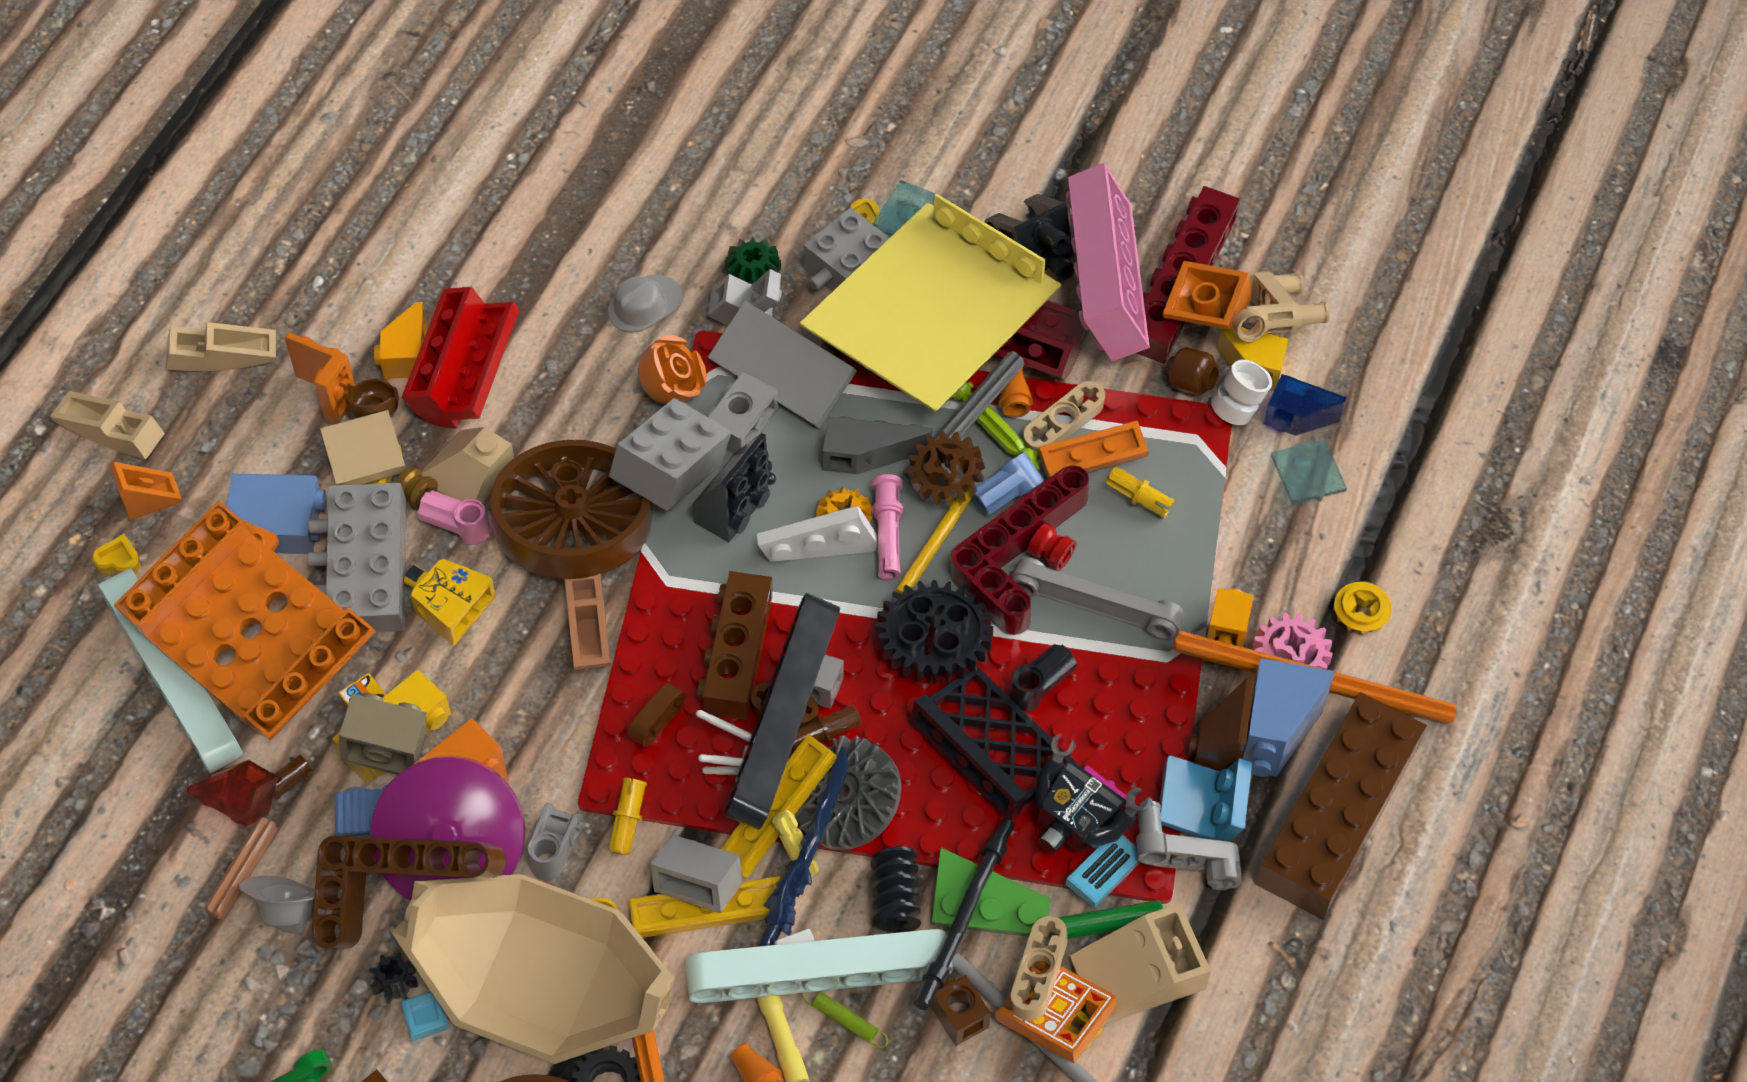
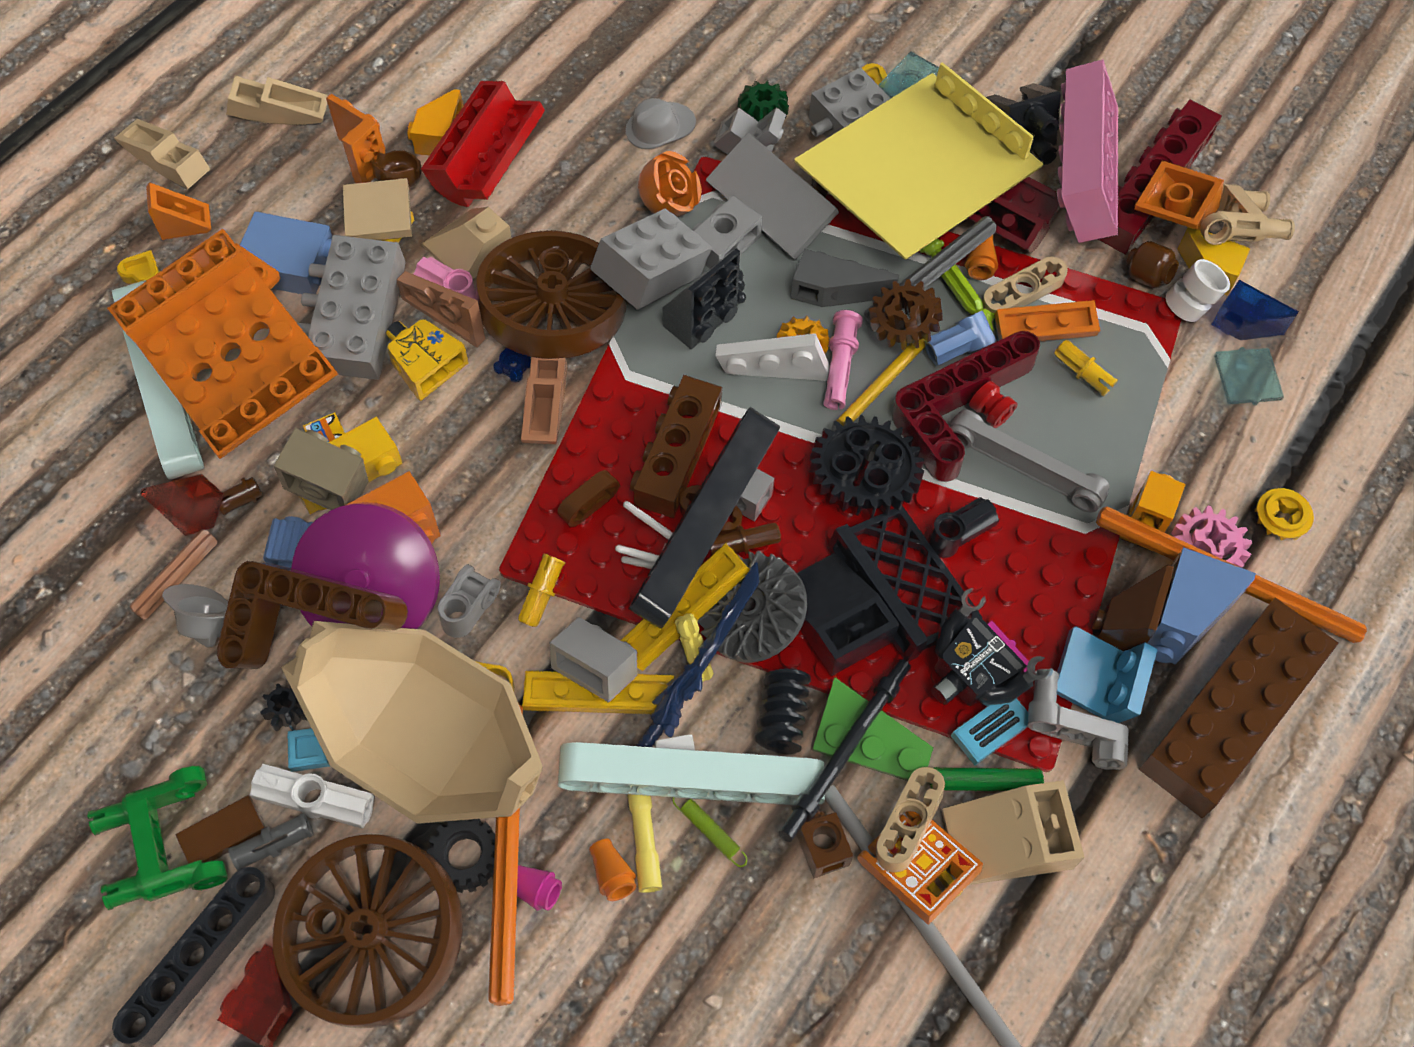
camera: 10 degrees right, 5 degrees up
(416, 485) = (415, 248): pearl gold wheel -> none
(418, 1054) = (290, 789): none -> white piece
(460, 541) = (444, 306): none -> nougat wing
(548, 598) = (510, 357): none -> clear blue plate
(939, 785) = (843, 615): none -> black slope

